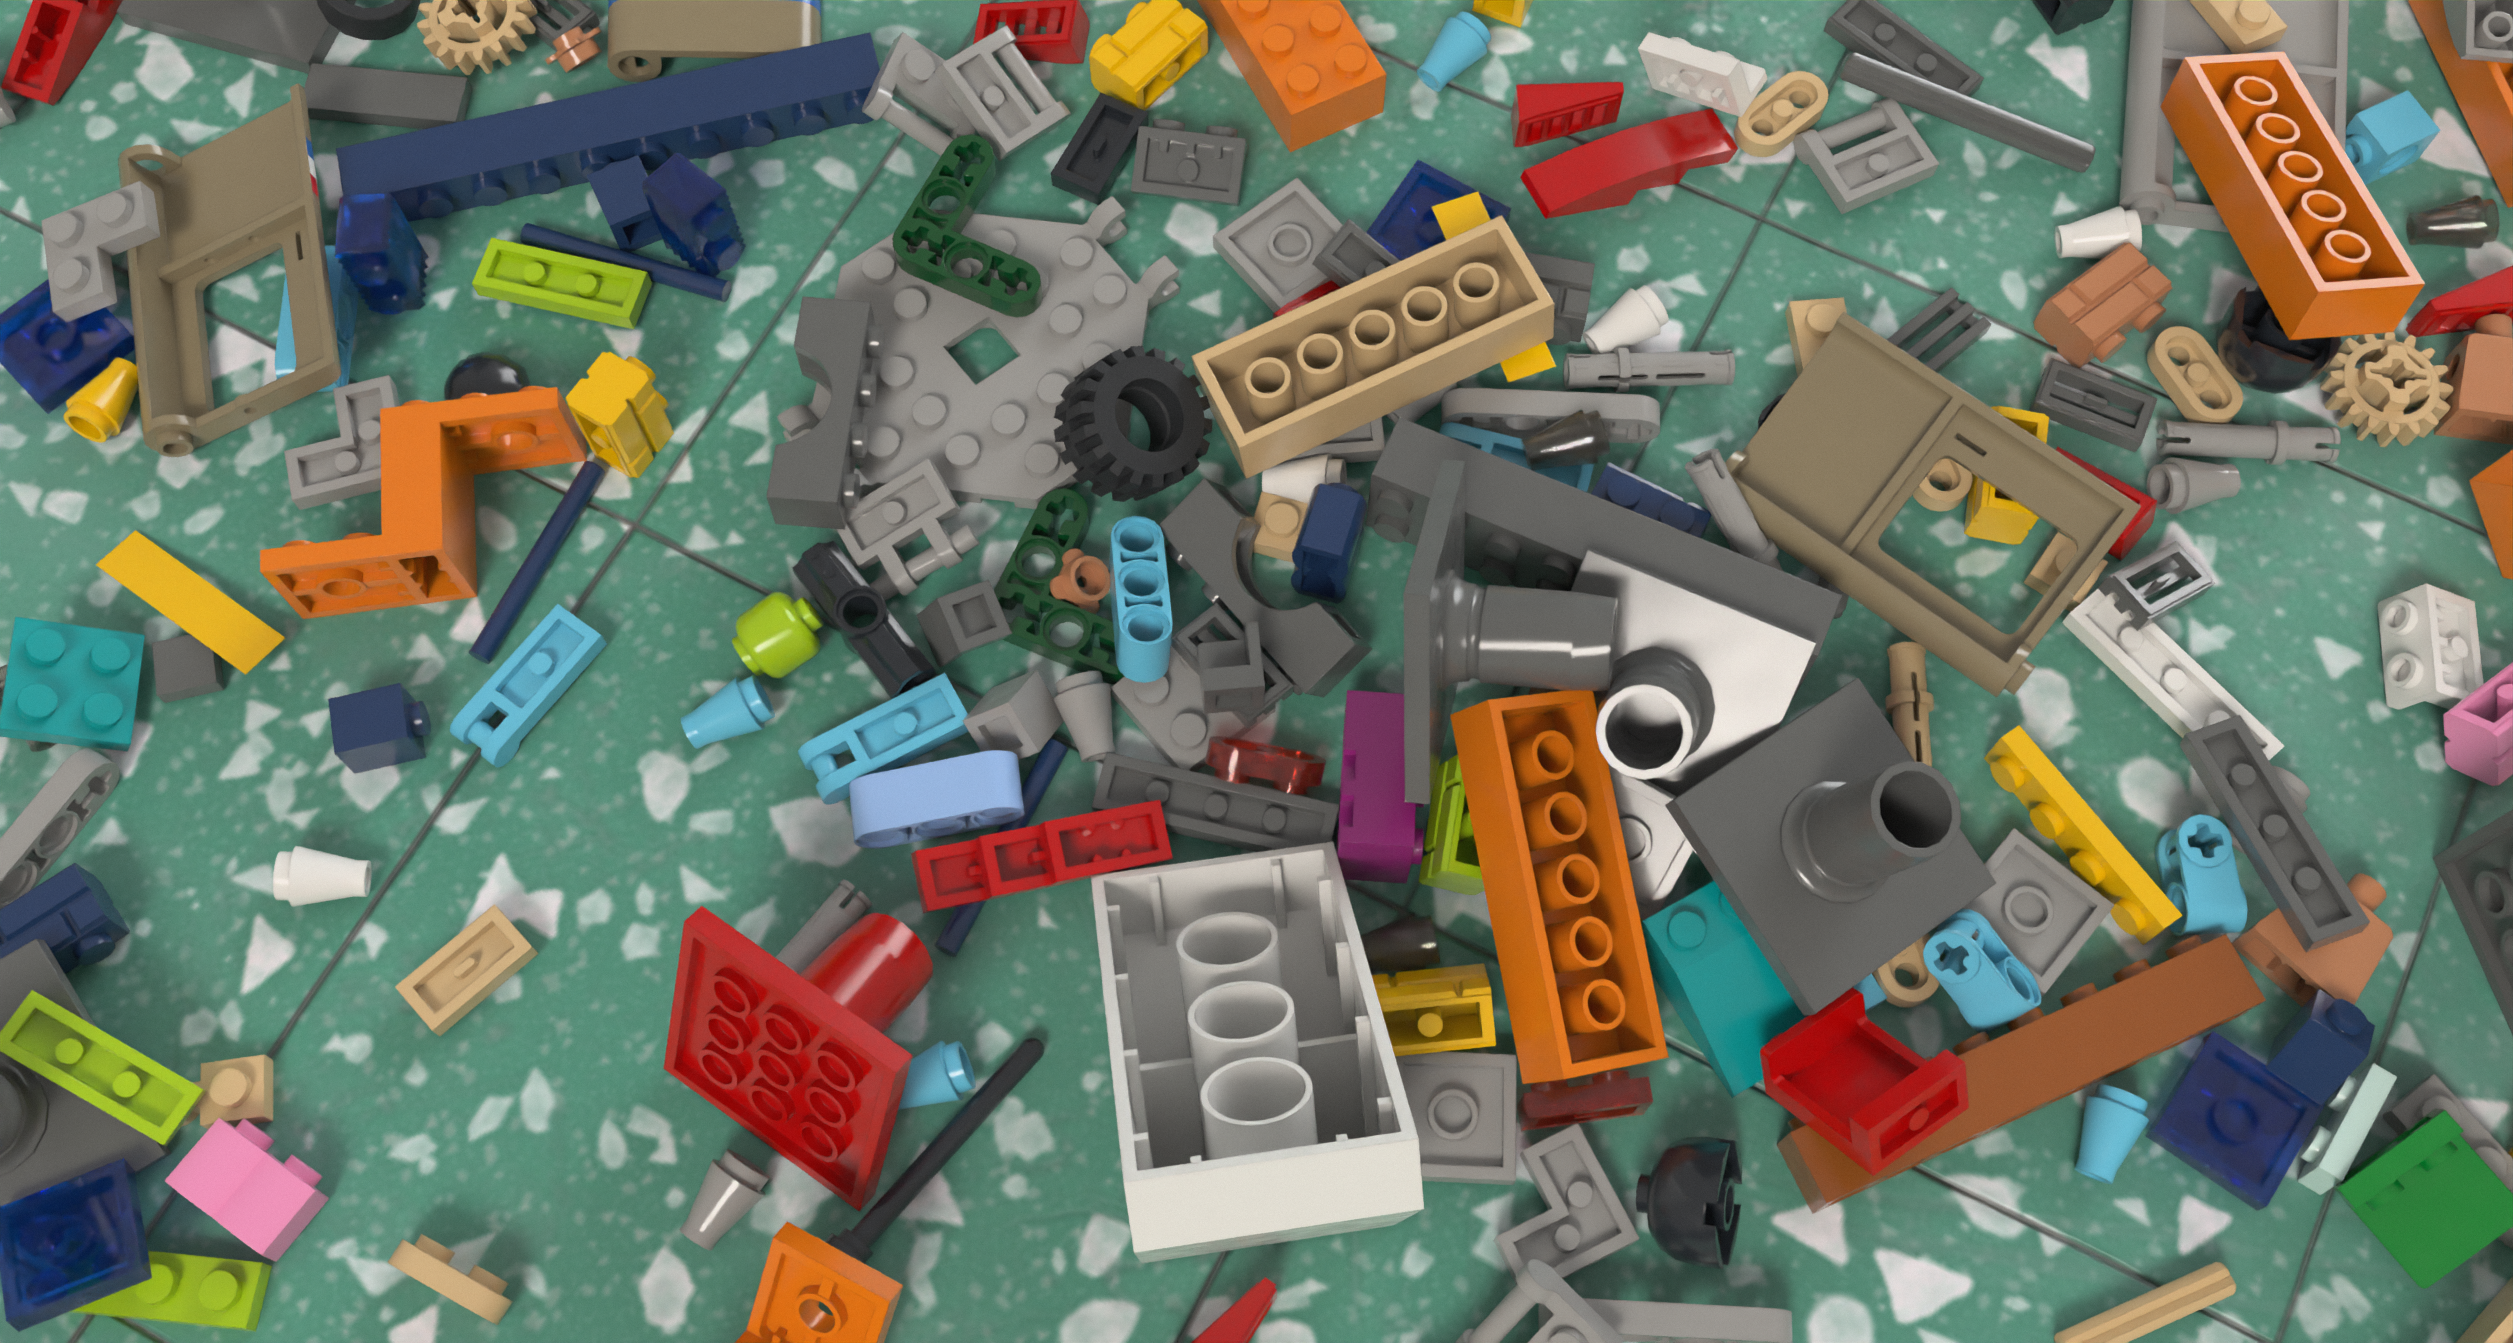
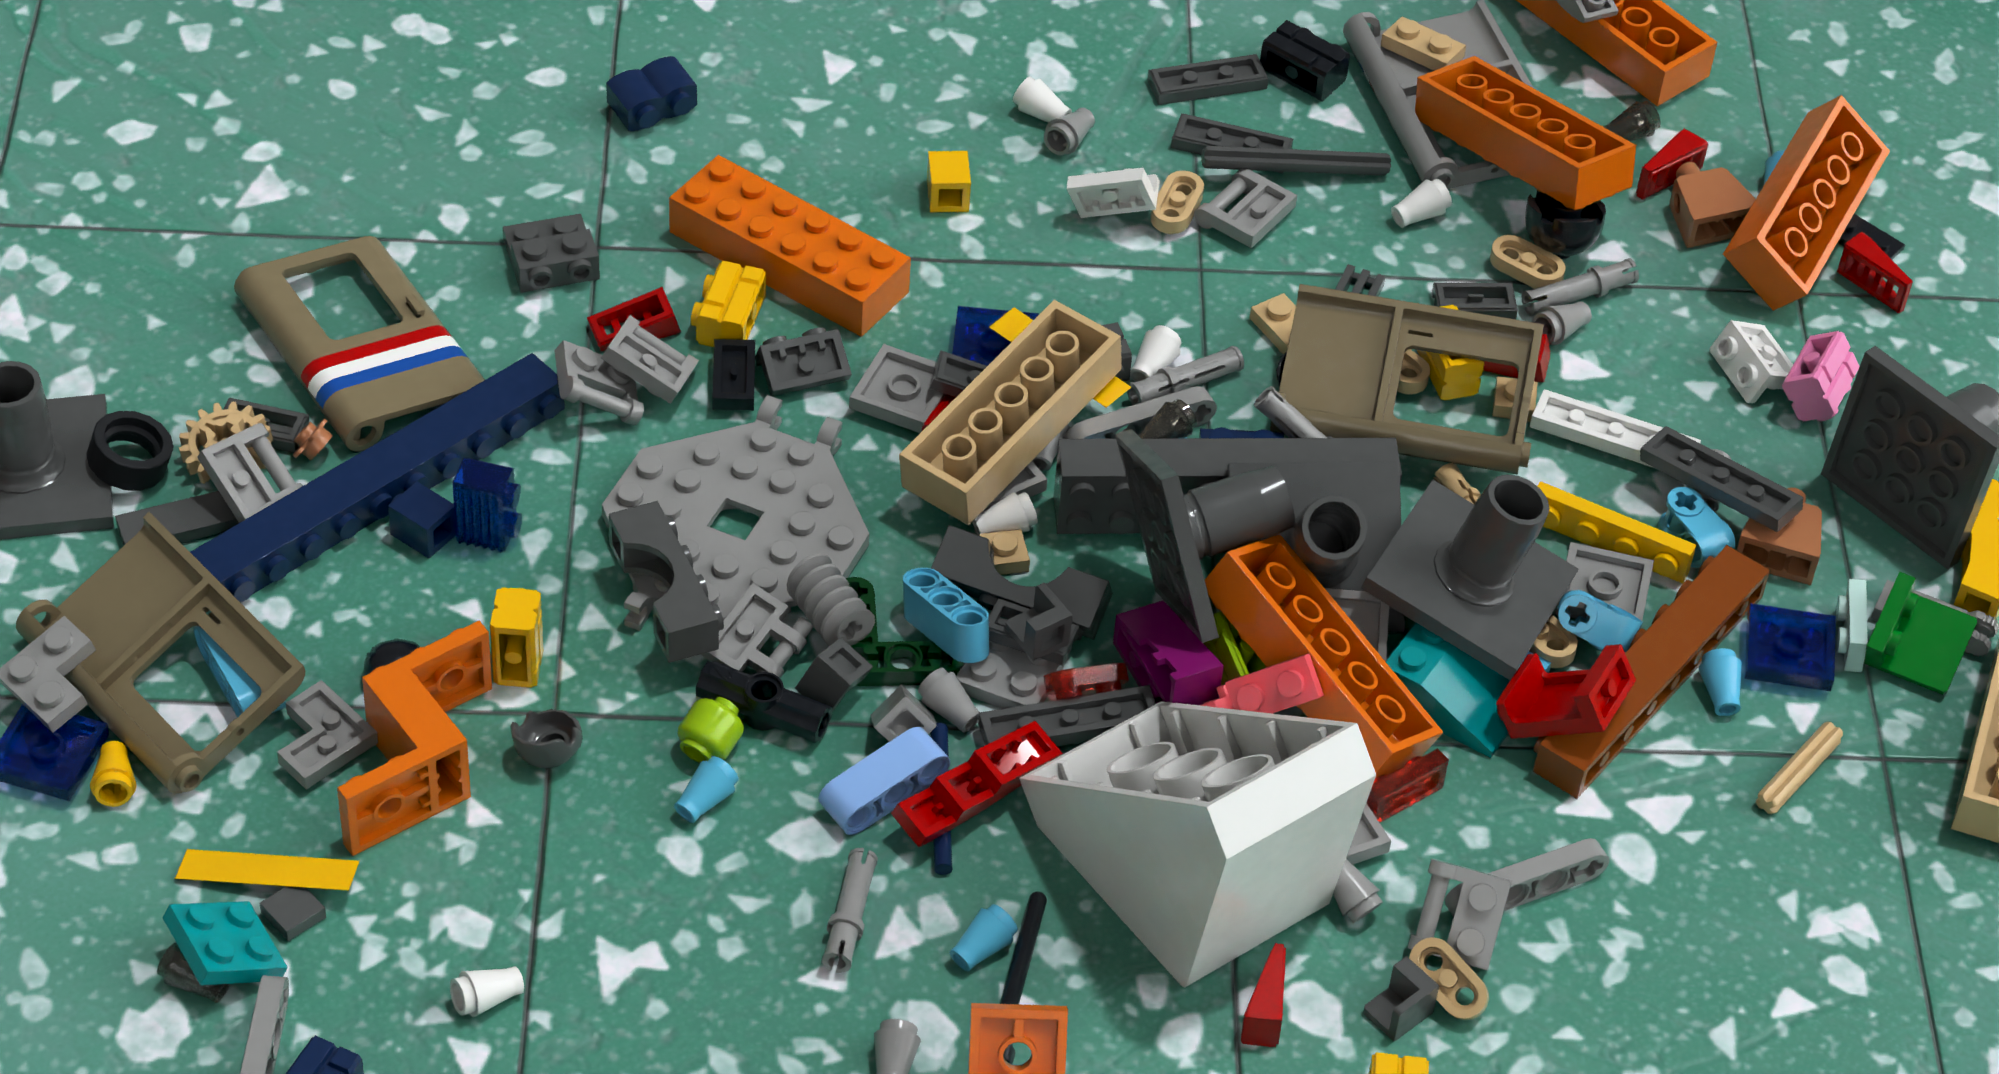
camera: 30 degrees left, 20 degrees down
(378, 728) = (466, 887): dark blue brick -> none
(380, 253) = (272, 597): clear blue brick -> none
(445, 71) = (240, 477): none -> light grey plate
(466, 970) = (628, 1001): tan plate -> none
(527, 685) = (552, 825): medium azure plate -> none
(537, 562) = (503, 758): dark blue bar -> none
(562, 283) = (404, 584): lime plate -> none
(586, 562) = (547, 738): none -> dark grey hair
(657, 270) = (438, 559): dark blue bar -> none
(802, 1051) = (901, 930): red piece -> none
(885, 737) = (823, 759): medium azure plate -> none
(948, 243) = (667, 455): dark green beam -> none
(1004, 521) = (829, 600): none -> light grey piece
(1093, 574) = (894, 624): nougat plate -> none
(1167, 403) = (876, 516): black tyre -> none
(1328, 542) = (1049, 535): dark blue brick -> none
(1425, 1238) = (1355, 893): none -> light grey cone
(1452, 904) = (1271, 688): none -> coral hinge
(1454, 50) = (938, 233): medium azure cone -> none
(1562, 109) = (1033, 246): red slope -> none
(1583, 1211) = (1429, 838): light grey plate -> none
(1634, 159) = (1096, 261): red slope -> none
(1693, 1200) = (1503, 806): black cylinder -> none
(2102, 306) = (1449, 241): nougat brick -> none
(2136, 599) = (1582, 384): dark grey tile -> none
(2321, 1046) = (1815, 582): dark blue brick -> none
(2386, 388) = (1642, 227): tan gear -> none
(2388, 136) = (1566, 83): medium azure brick -> none

